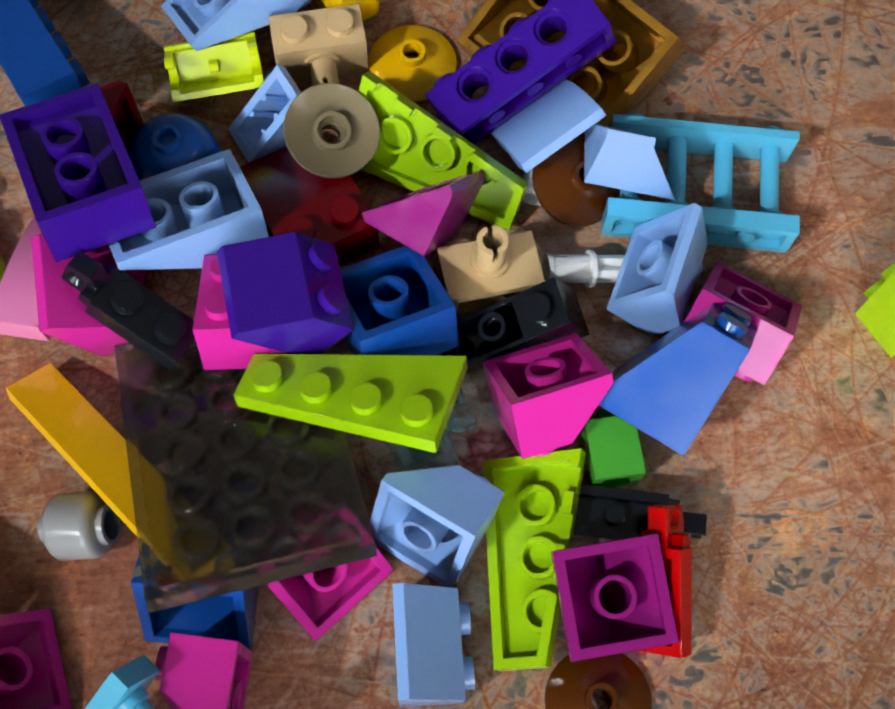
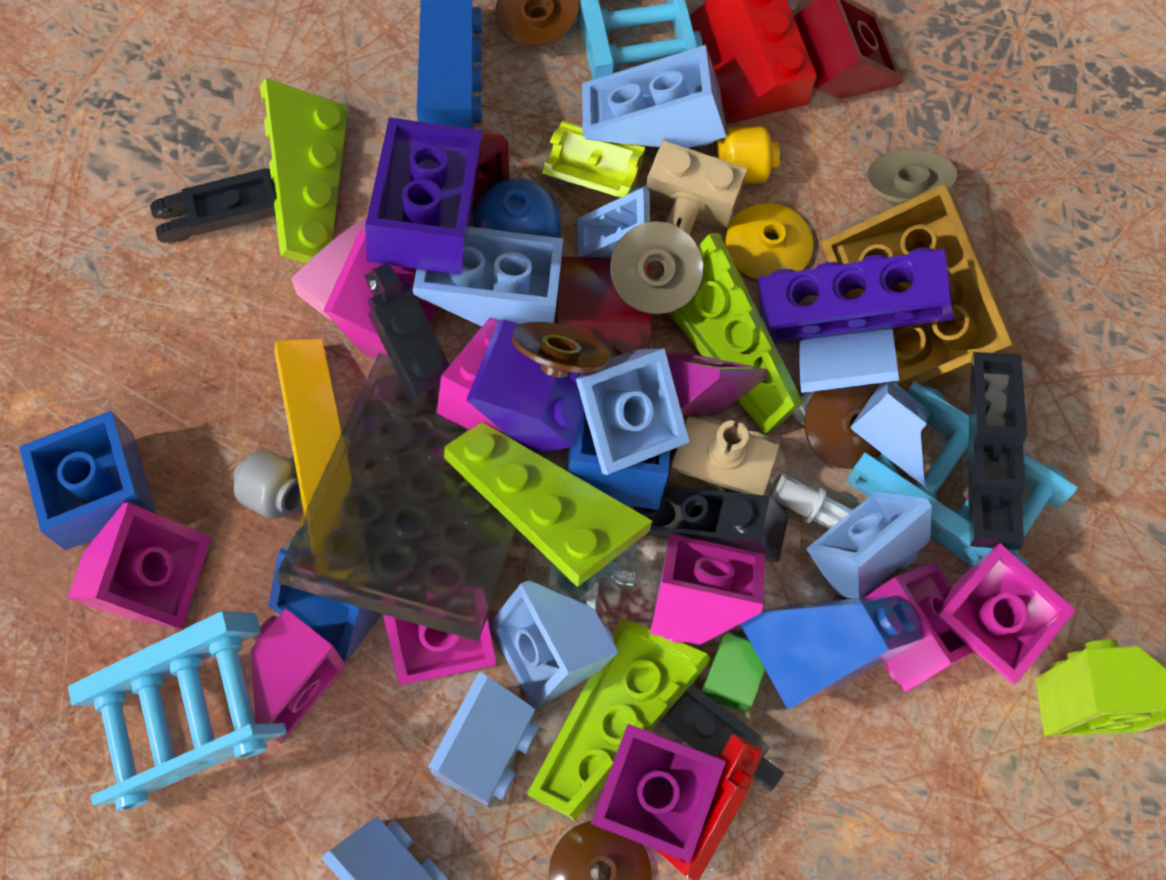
camera: 30 degrees right, 0 degrees up
(294, 242) = (560, 348): none -> reddish brown dish
(389, 263) = (632, 409): none -> light blue slope
(717, 135) = (996, 450): none -> black slope
(805, 269) = (1004, 613): none -> dark pink slope

